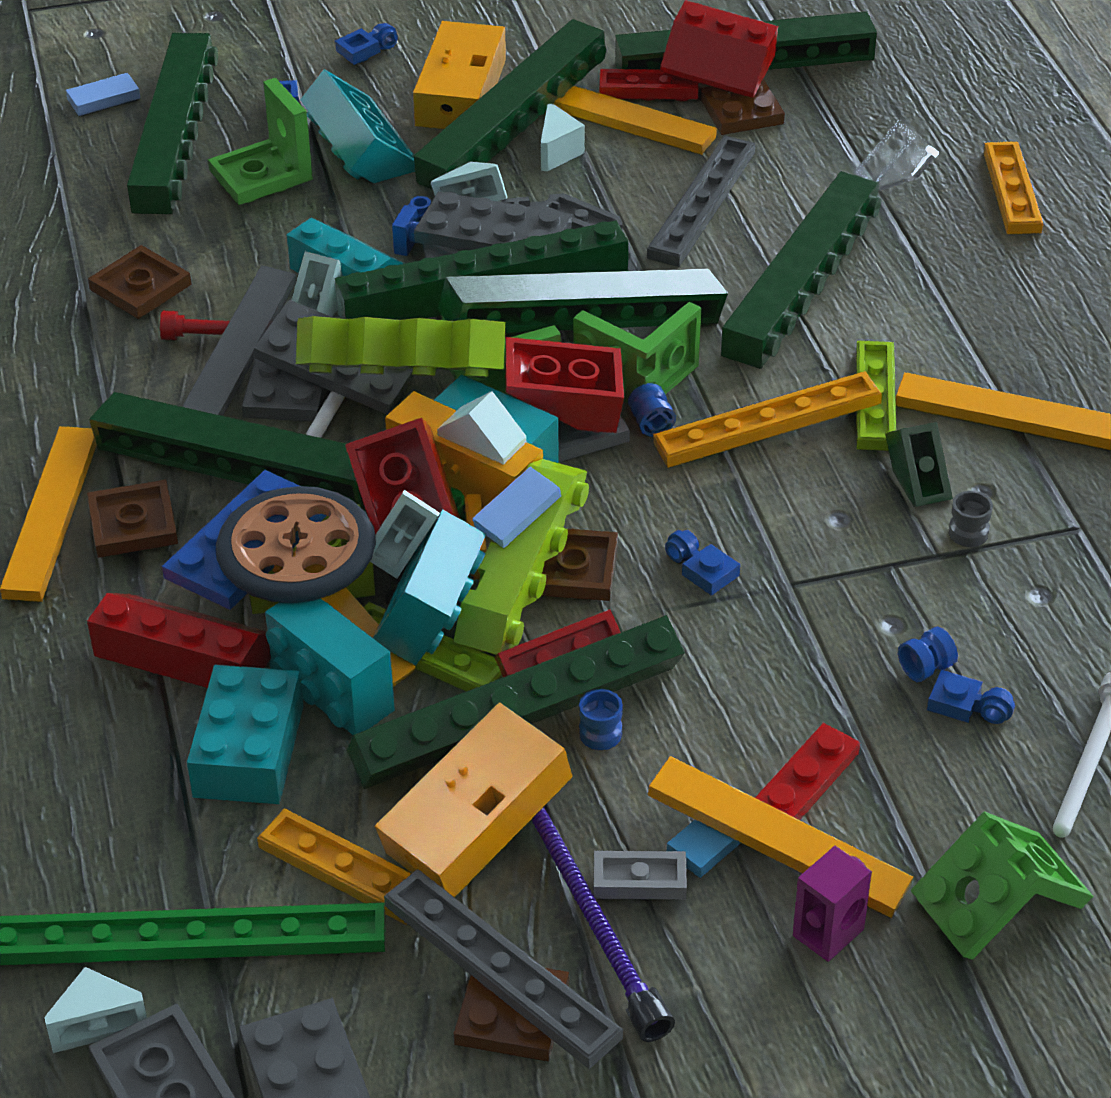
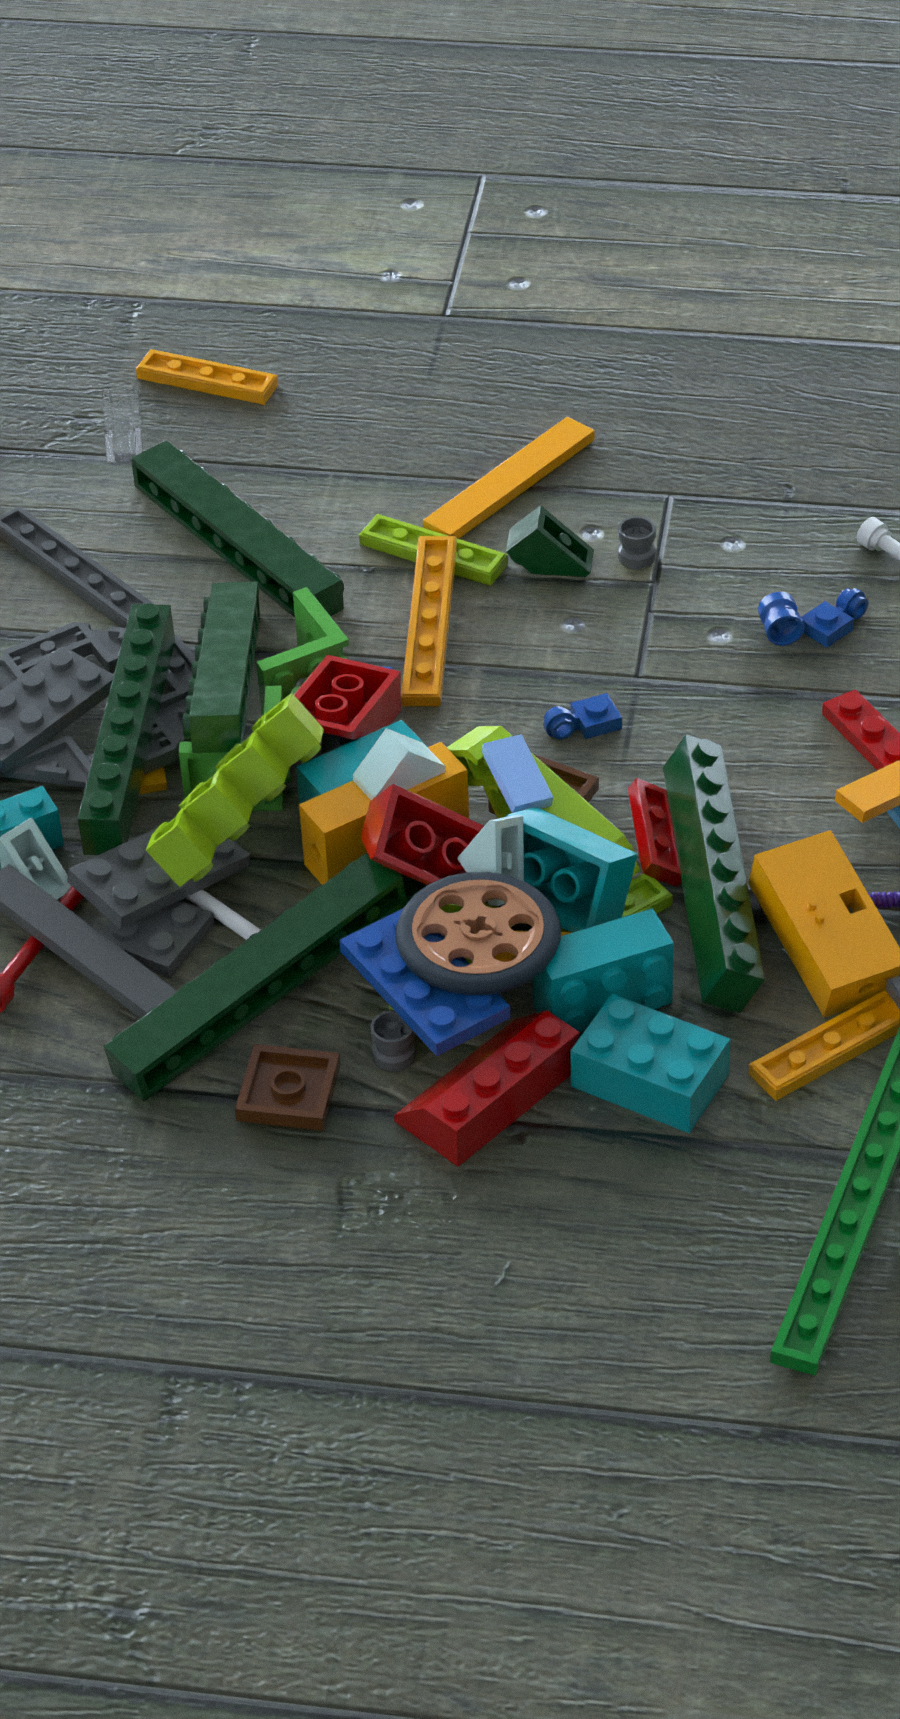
camera: 65 degrees left, 0 degrees up
(49, 515) = (231, 1153): light orange tile -> none
(600, 719) = (754, 827): blue wheel -> none

